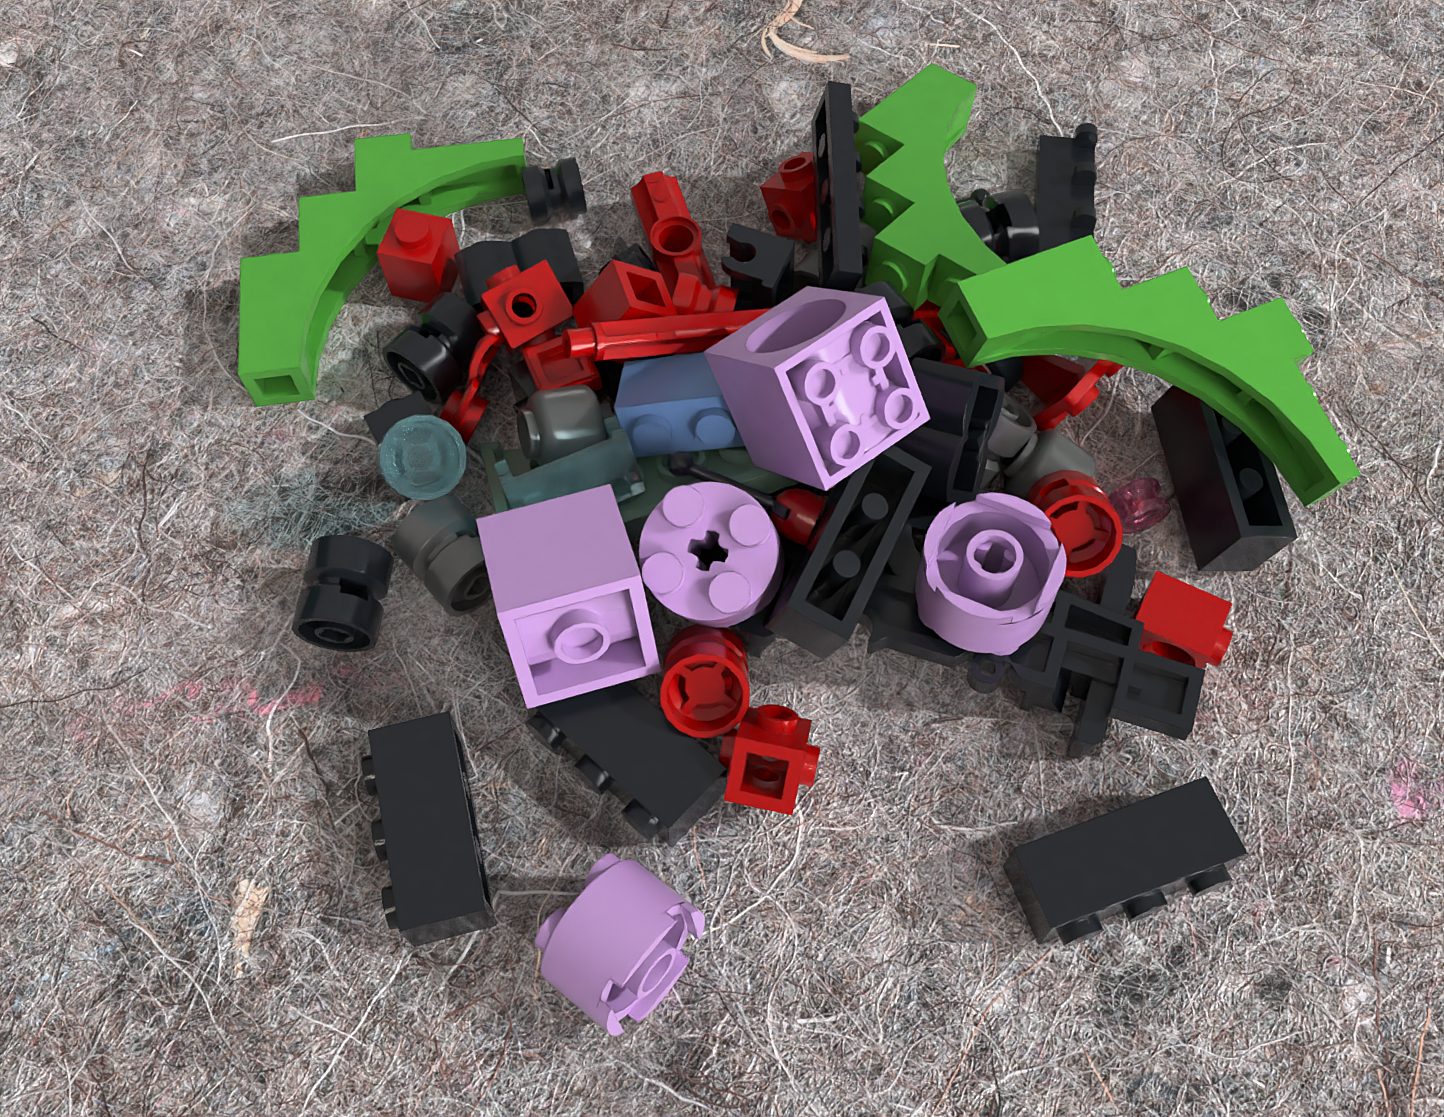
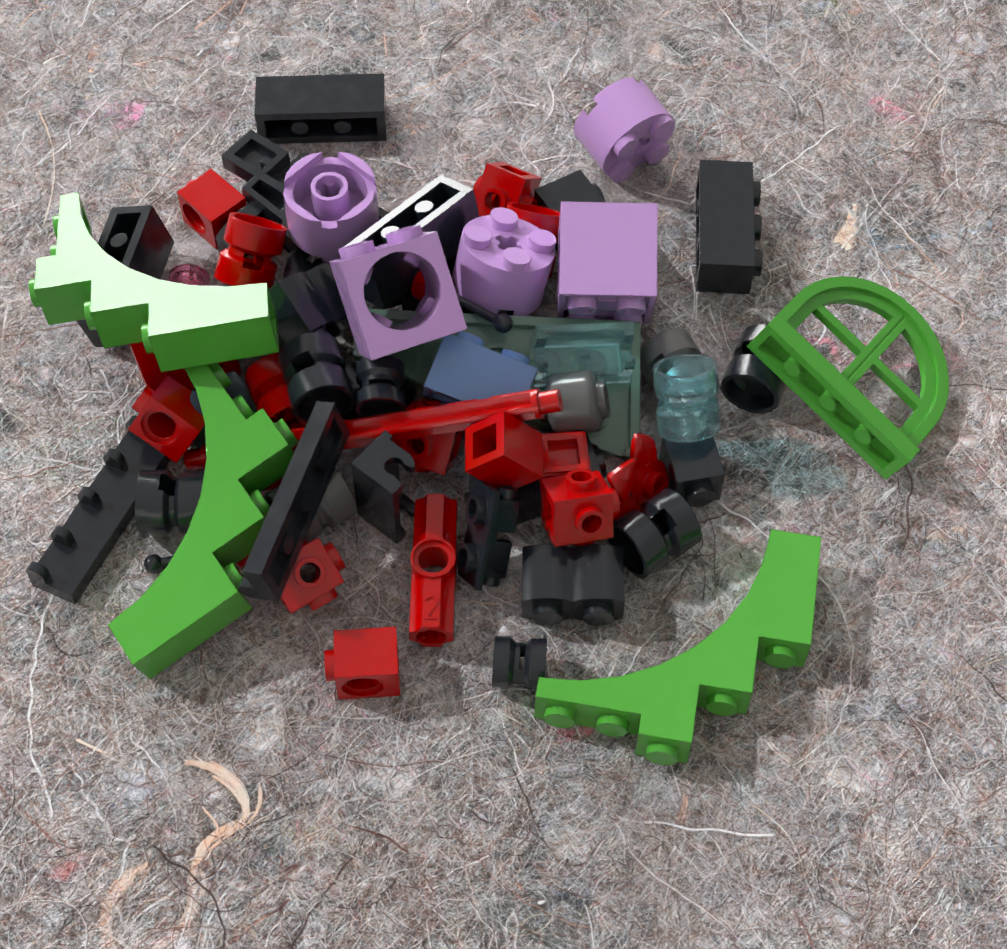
camera: 165 degrees left, 5 degrees down
(238, 548) = (834, 393): none -> bright green window
(419, 255) = (653, 622): red brick -> none
(694, 298) = (439, 469): red wheel -> none
(710, 148) = (364, 663): none -> red brick

